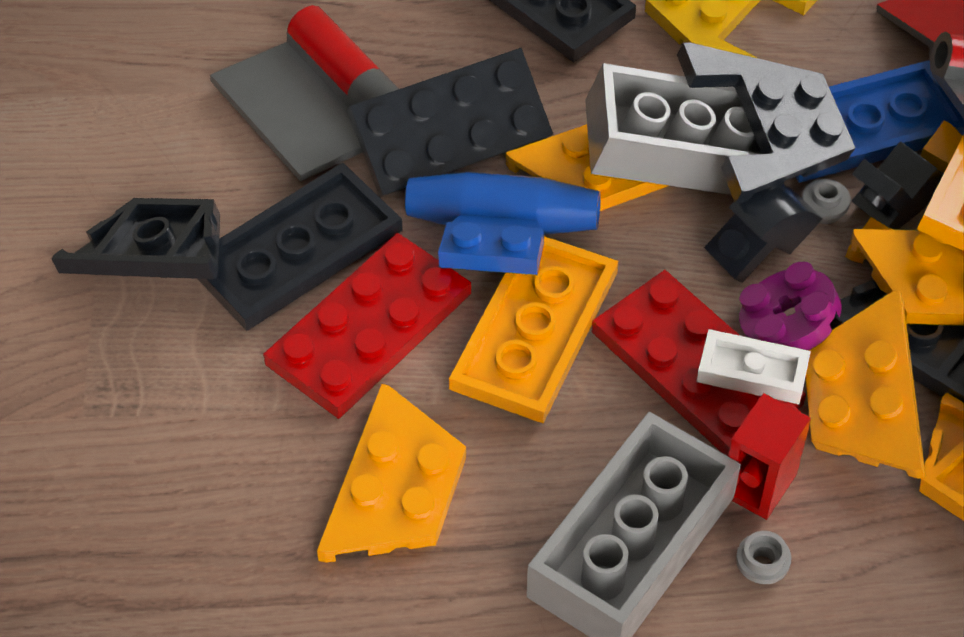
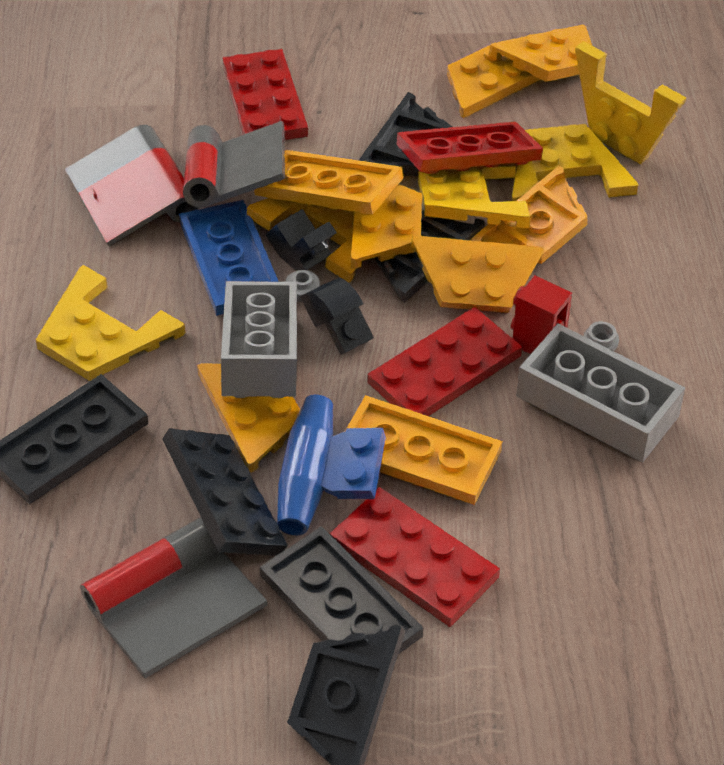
camera: 90 degrees left, 5 degrees down
(395, 482) = (556, 537): light orange wing -> none
(753, 366) = (468, 320): white plate -> none
(787, 111) = (262, 274): wing -> none
(798, 287) = (414, 285): magenta plate -> none

